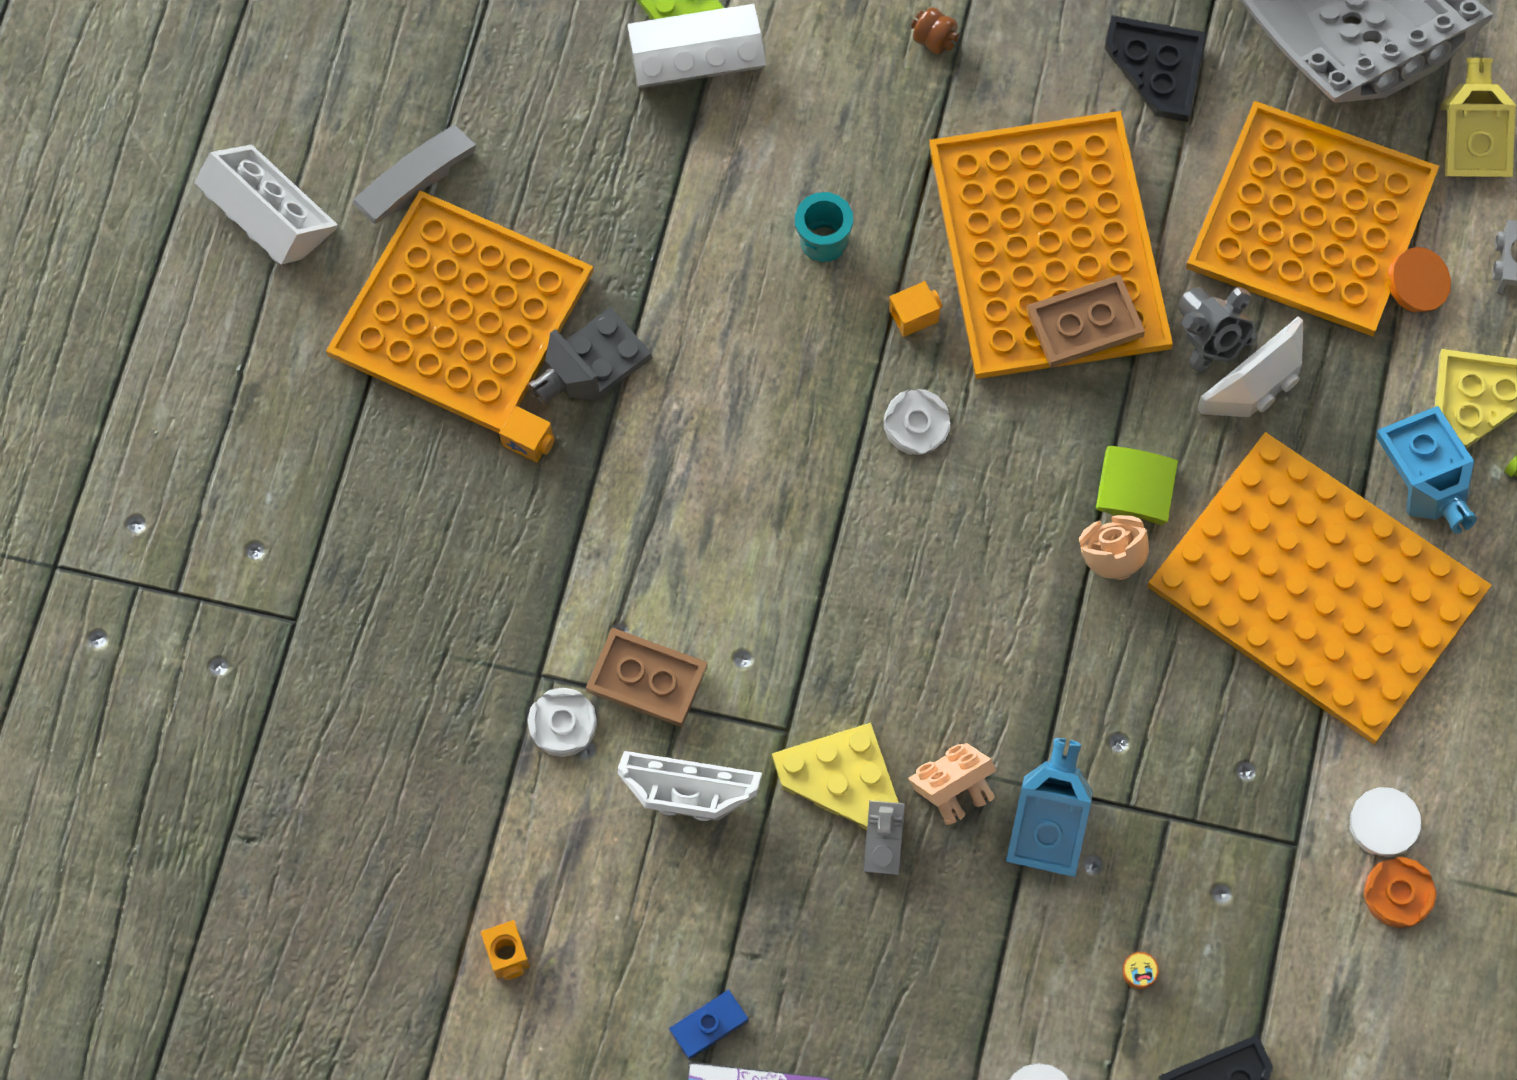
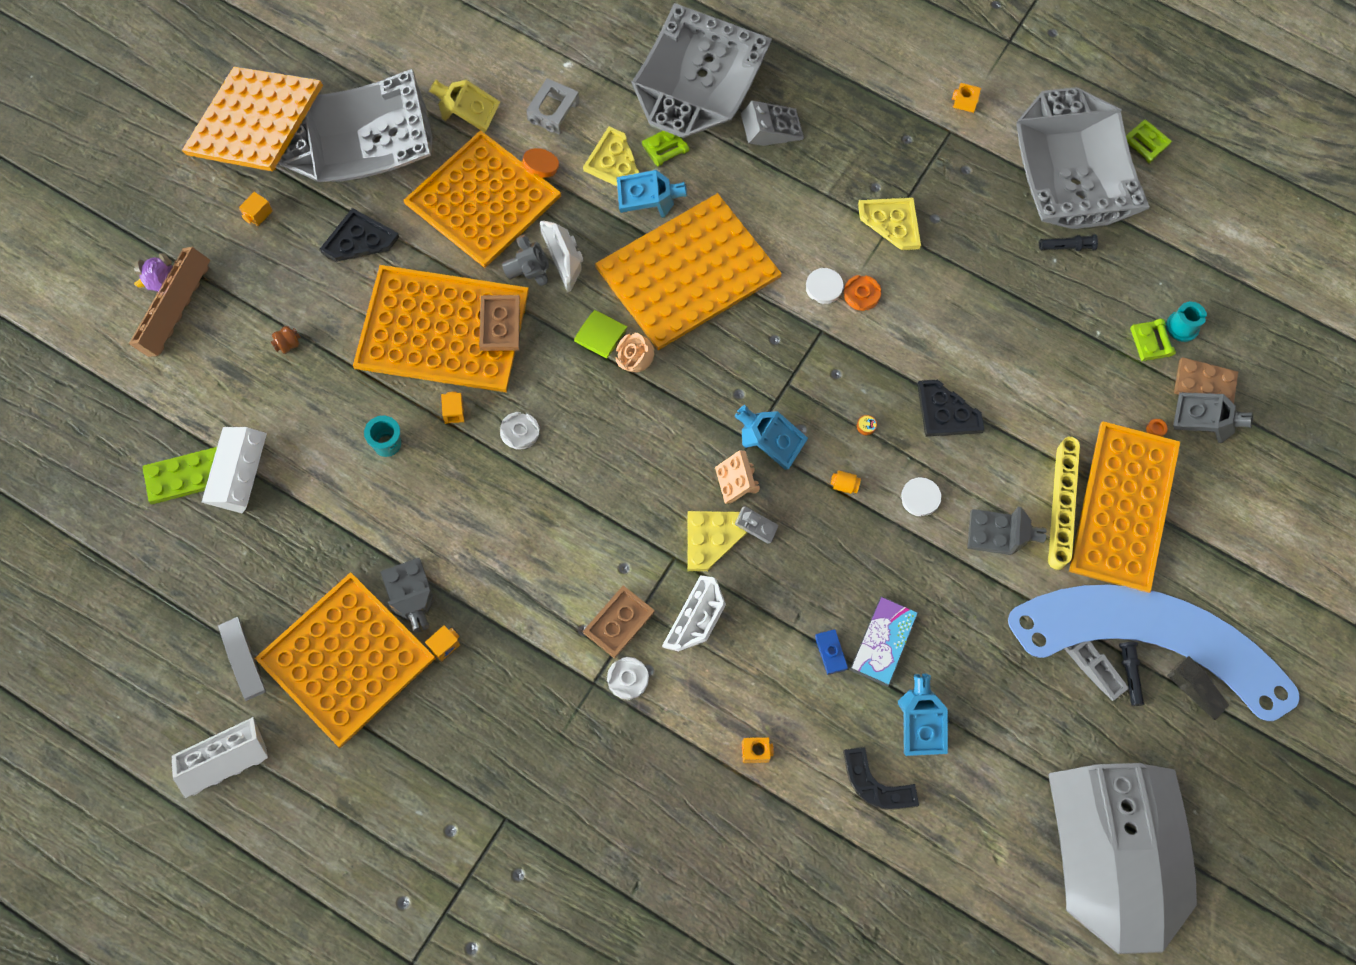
camera: 80 degrees left, 0 degrees up
(1015, 962) = (845, 482): none -> light orange brick

